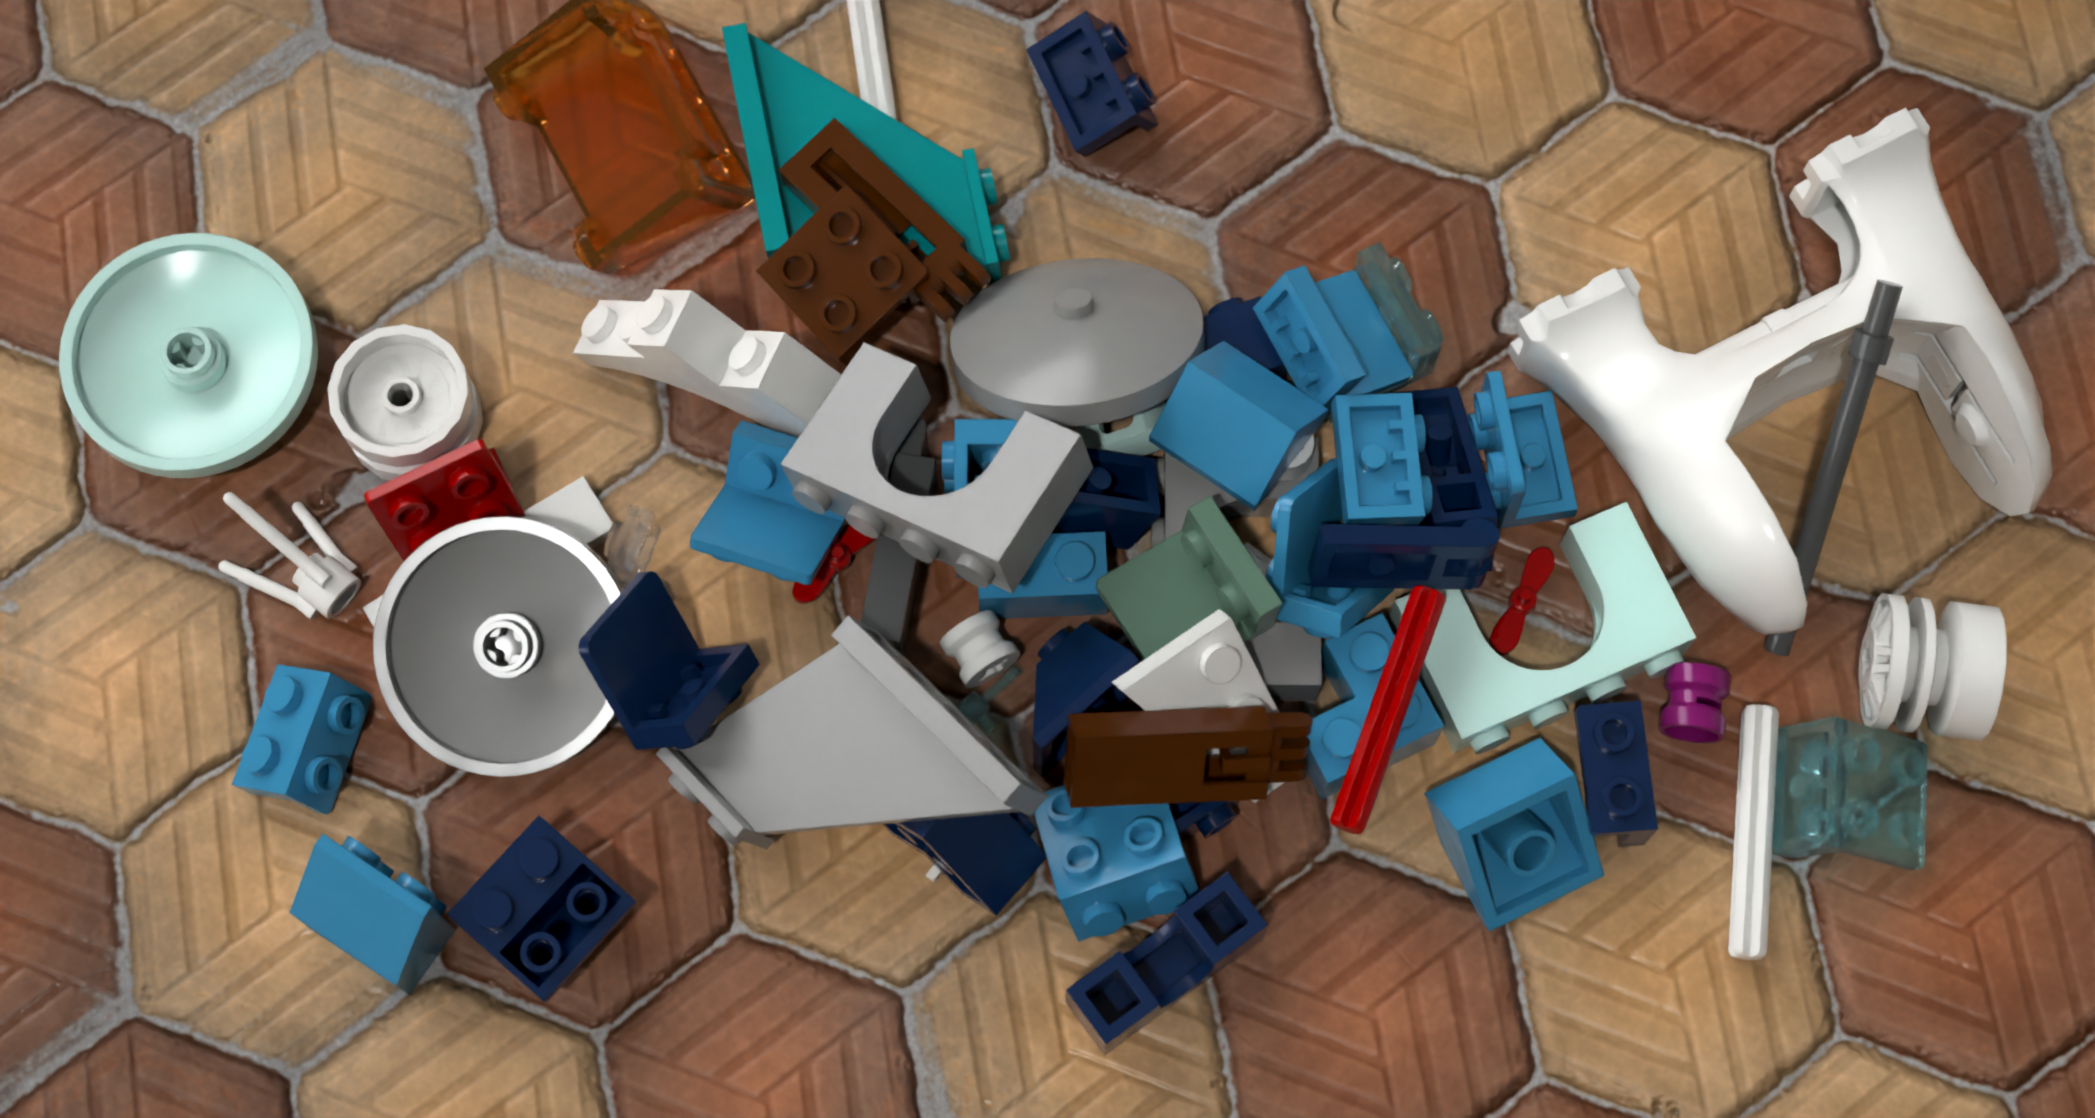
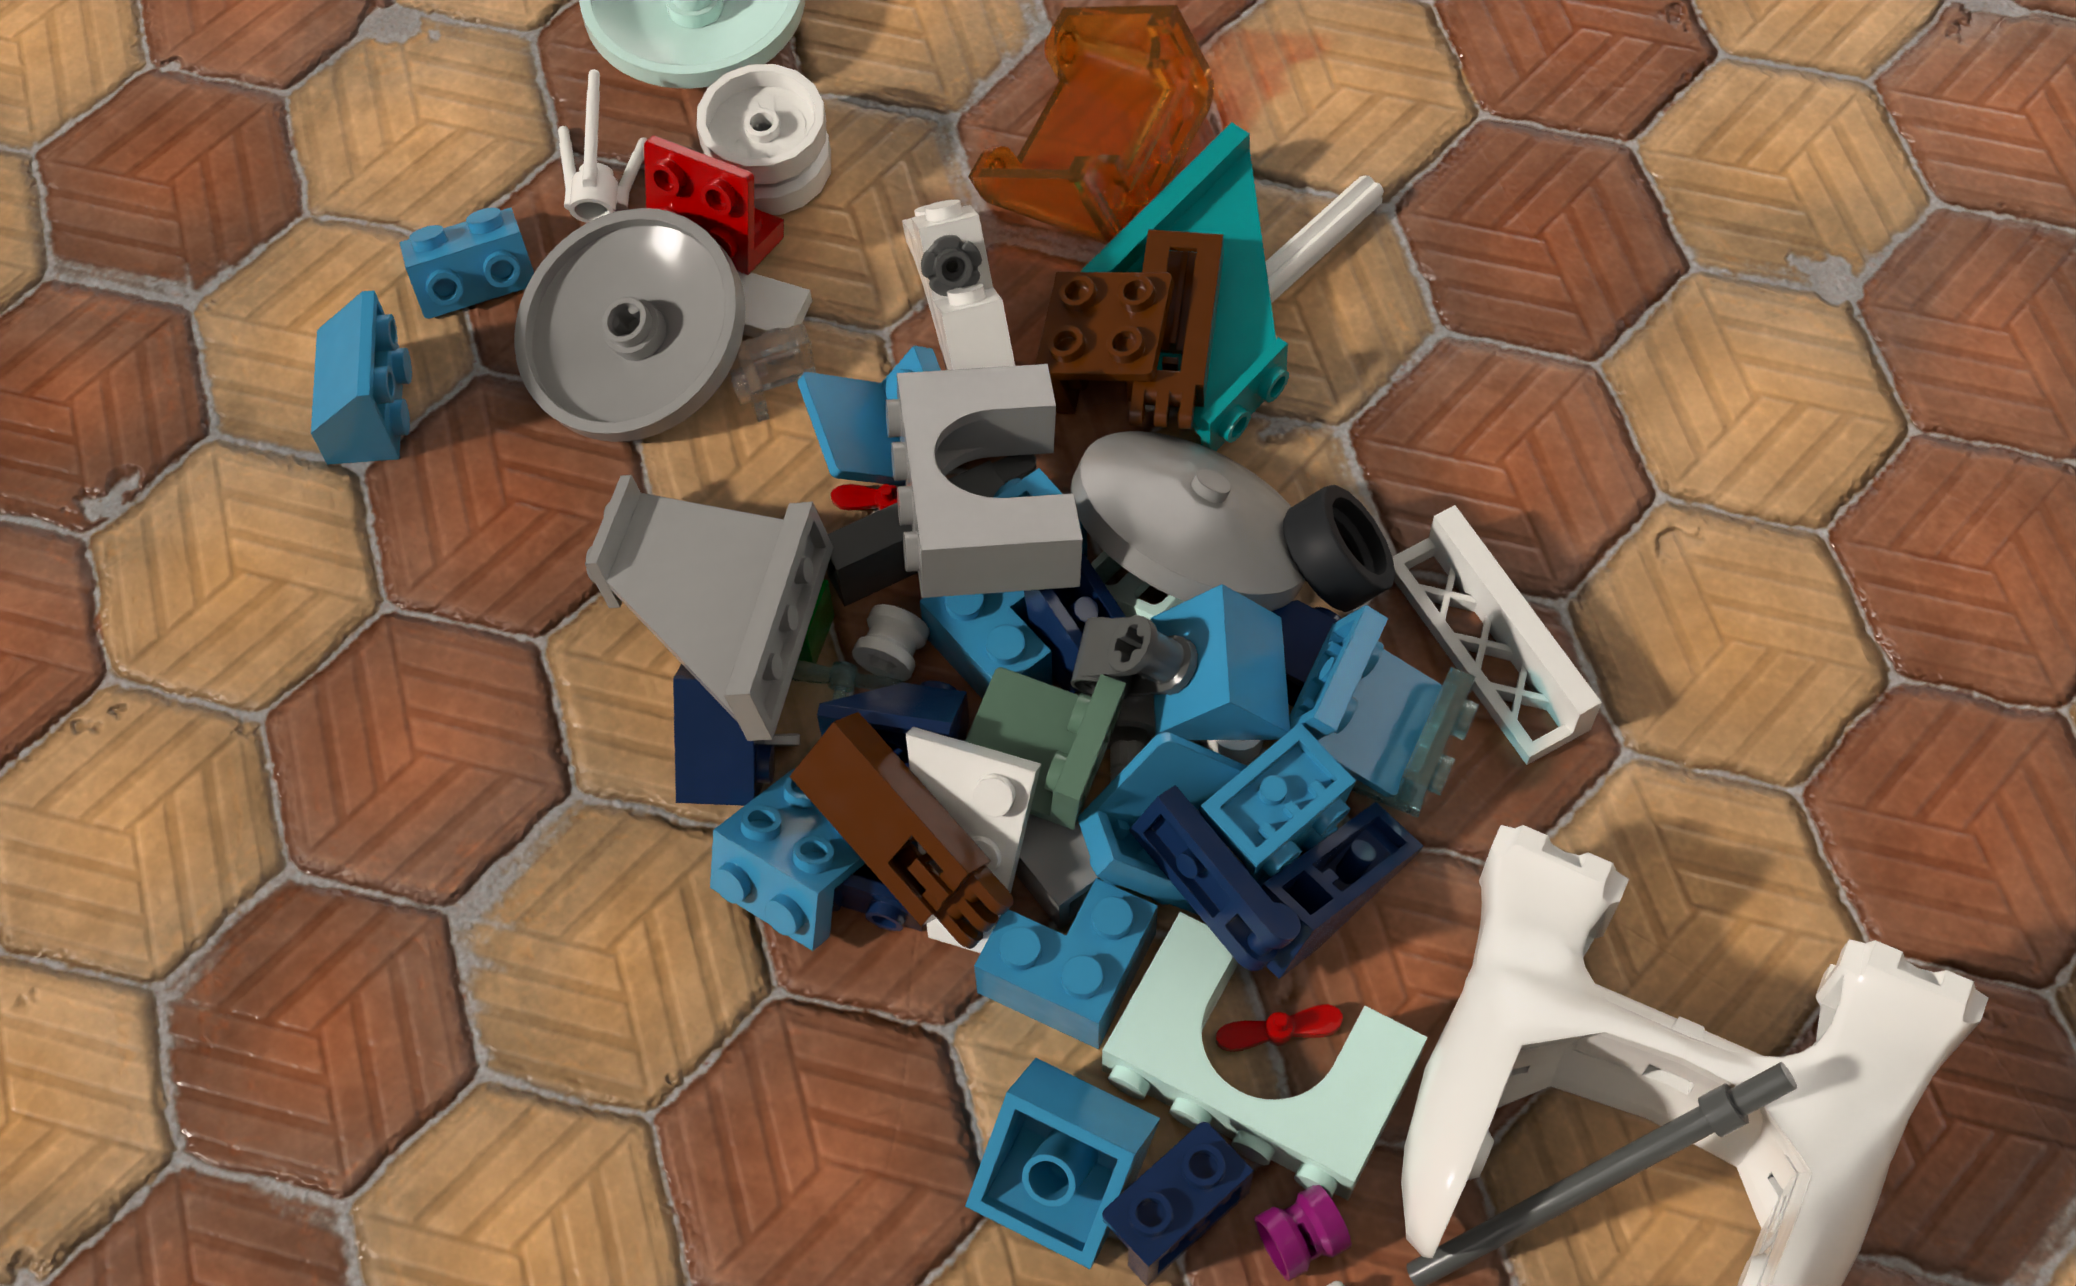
camera: 55 degrees right, 10 degrees down
(541, 909) = (444, 484): dark blue slope -> none
(655, 671) = (686, 423): dark blue bracket -> none
(701, 345) = (951, 249): none -> dark grey plate
(1092, 82) = (1431, 399): dark blue bracket -> none
(1166, 966) = (684, 946): dark blue arch -> none
(1181, 252) = (1339, 548): none -> black tyre
(1182, 475) = (1135, 654): none -> dark grey piece
(1333, 180) = (1514, 626): none -> white fence
(1387, 710) = (1067, 959): red axle -> none
(1522, 454) = (1397, 924): dark azure bracket -> none

